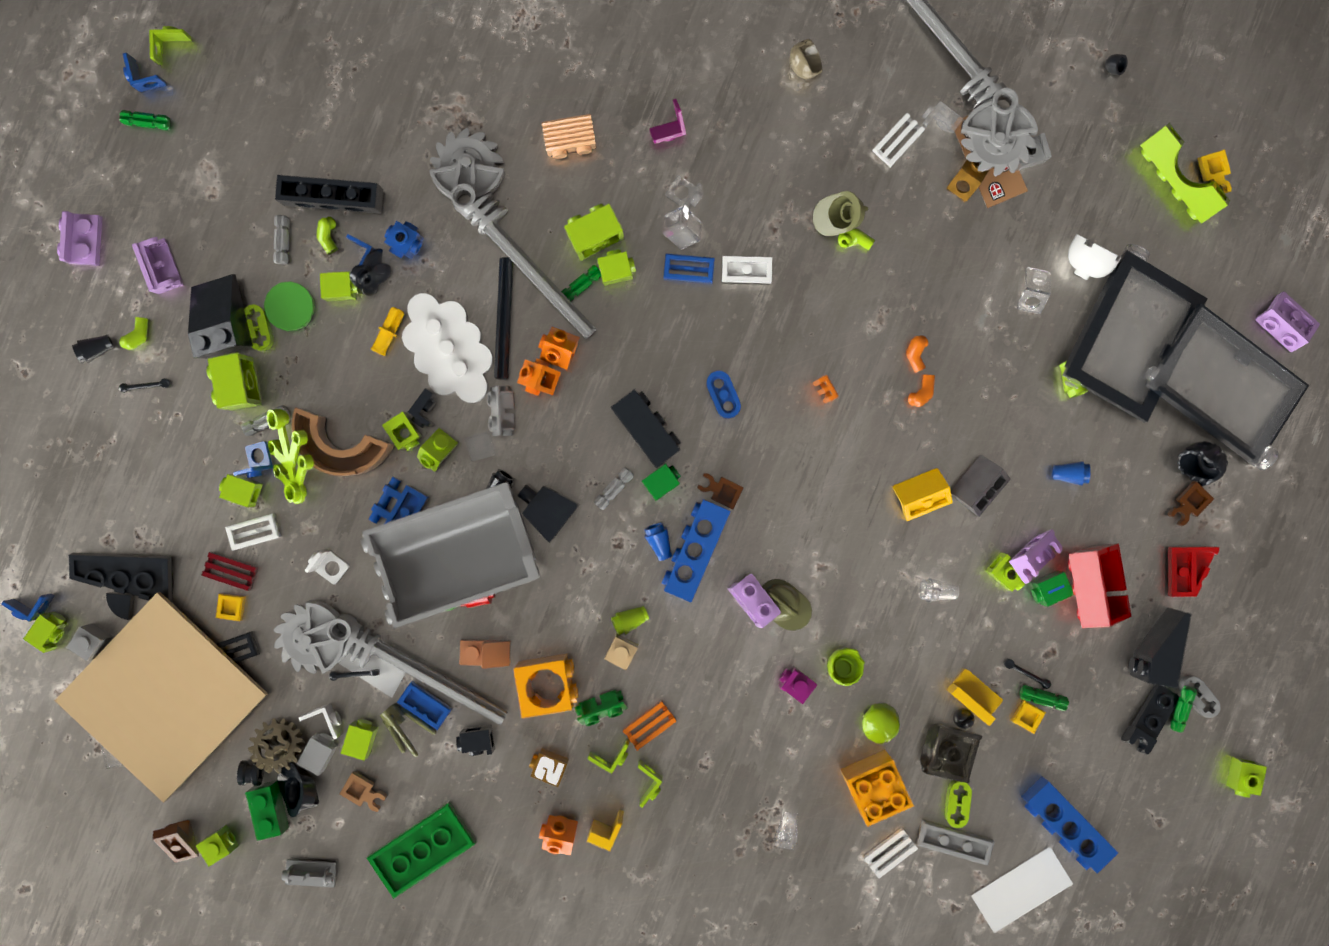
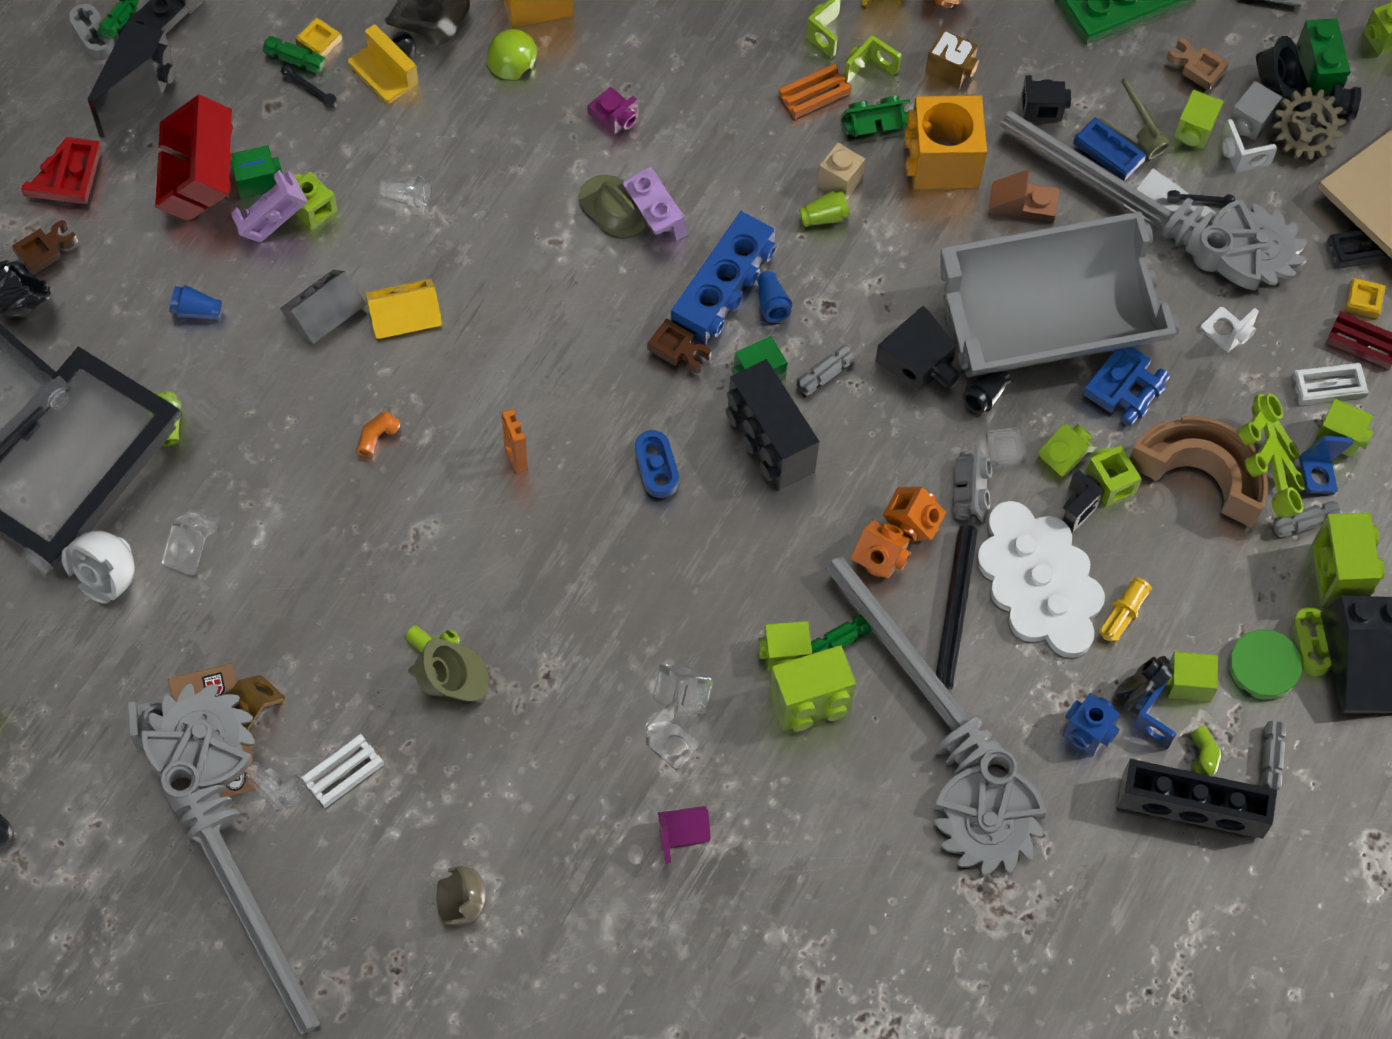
camera: 175 degrees left, 25 degrees down
(569, 136) = (832, 838): light nougat brick -> none
(690, 278) = (679, 650): blue tile -> none
(746, 269) = (597, 621): white plate -> none
(845, 666) = (547, 118): lime hair -> none
(914, 352) = (377, 484): orange arm -> none

